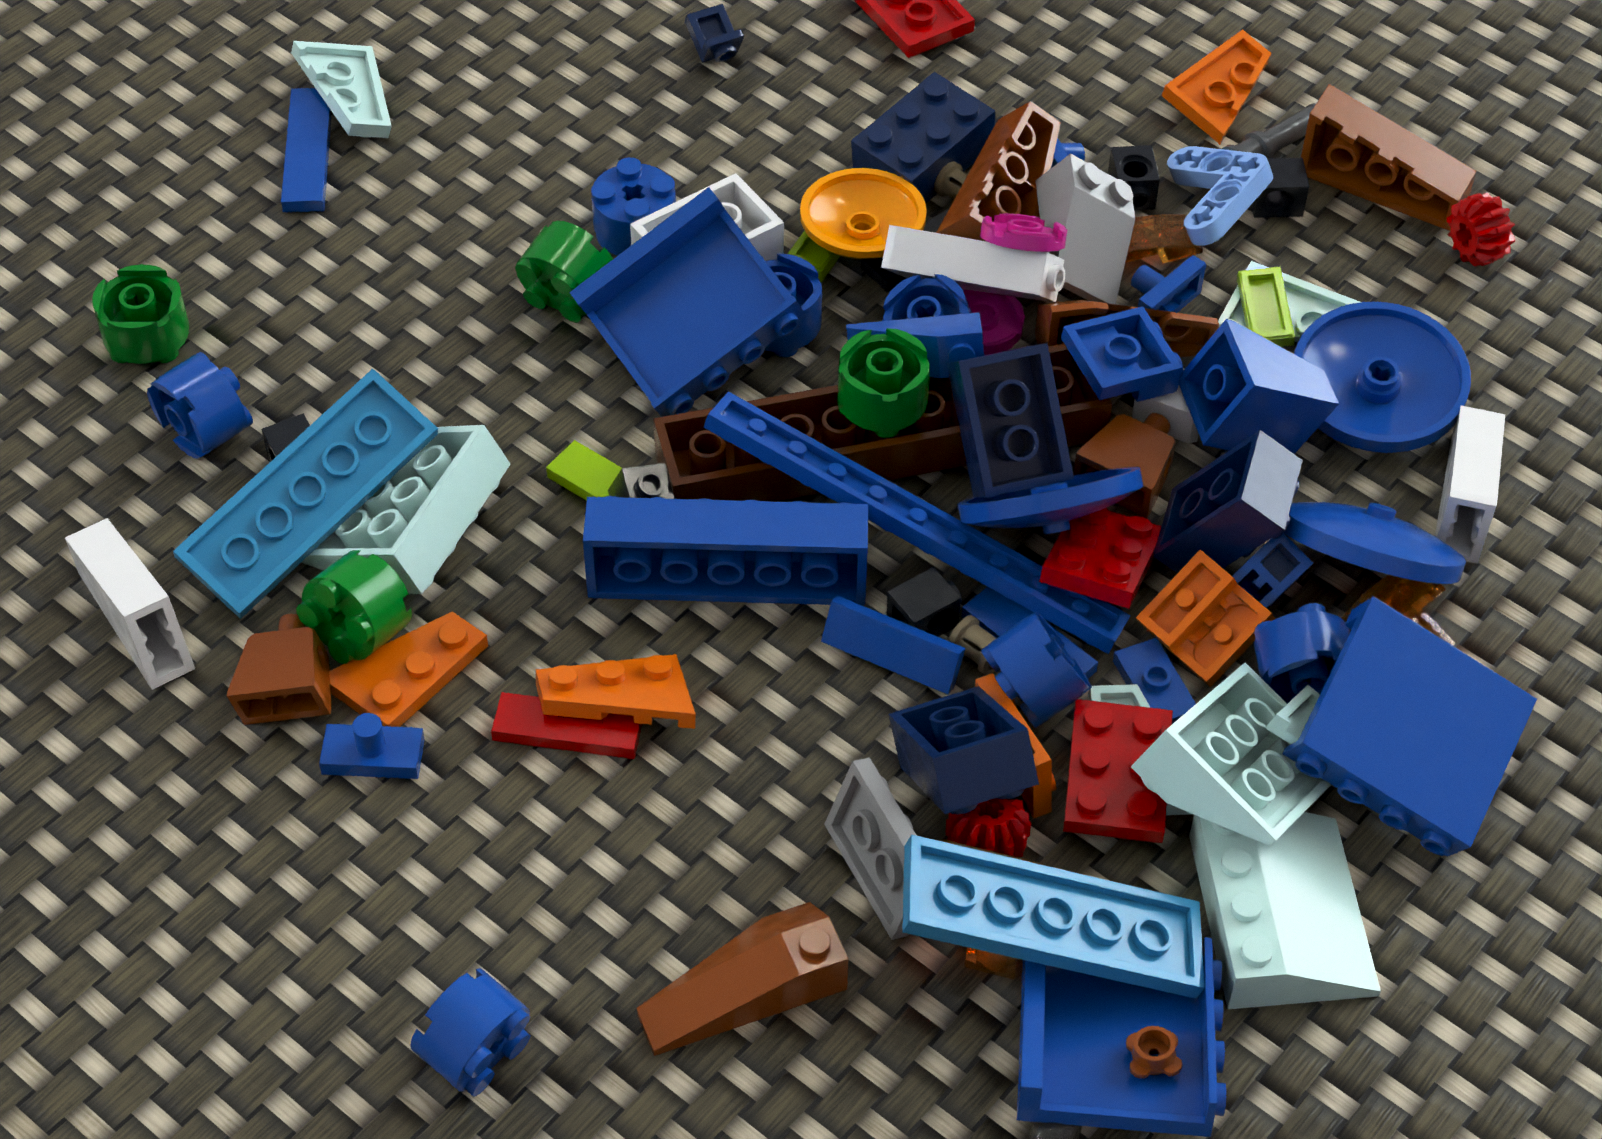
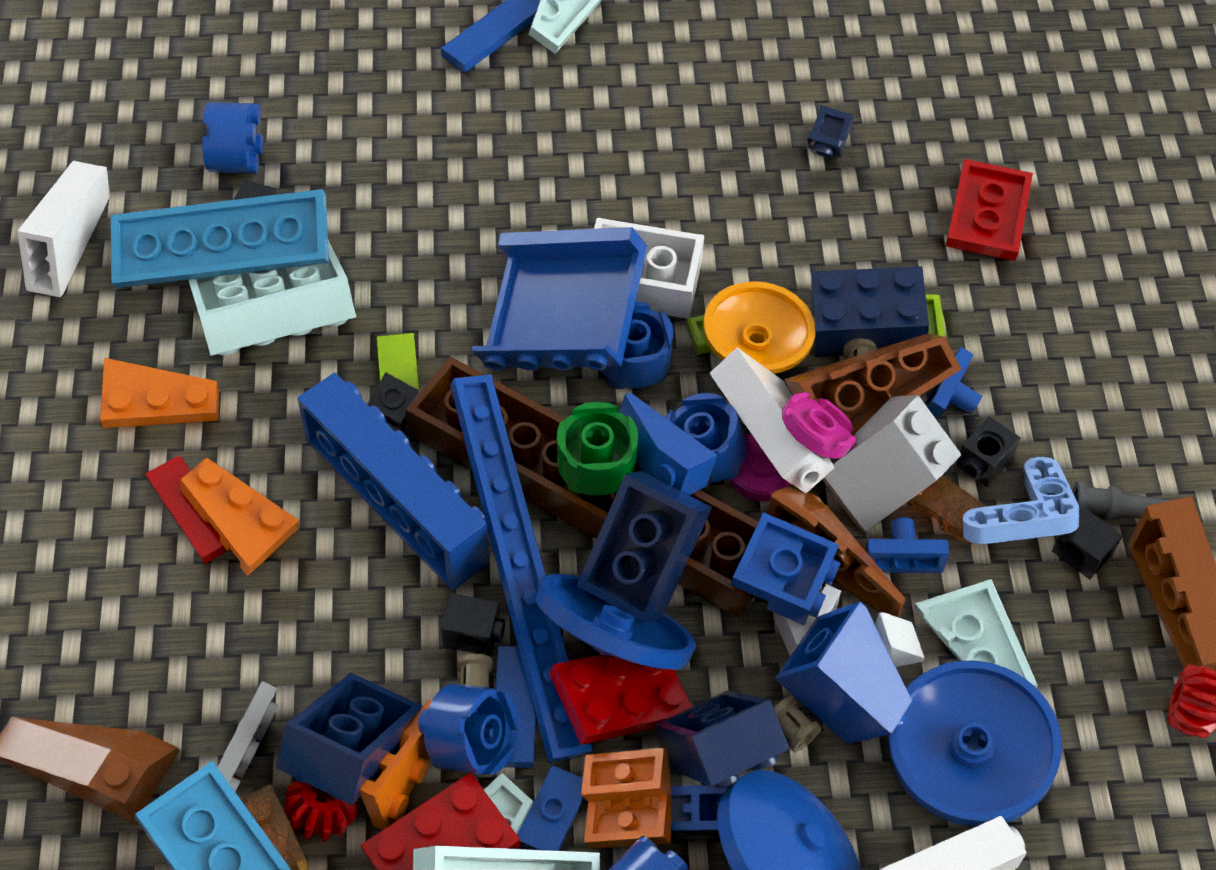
camera: 45 degrees right, 5 degrees up
(141, 315) = (275, 59): green brick -> none
(282, 675) = (83, 338): dark orange torso -> none
(355, 606) = (155, 330): green brick -> none
(371, 749) = (78, 428): blue tile -> none
(556, 265) = (529, 207): green brick -> none
(625, 196) = (630, 199): blue brick -> none
(893, 644) = (423, 631): blue tile -> none
(1132, 444) = (729, 646): dark orange torso -> none
(1219, 84) = (1144, 434): orange wing -> none
(1266, 304) = (957, 621): lime tile -> none

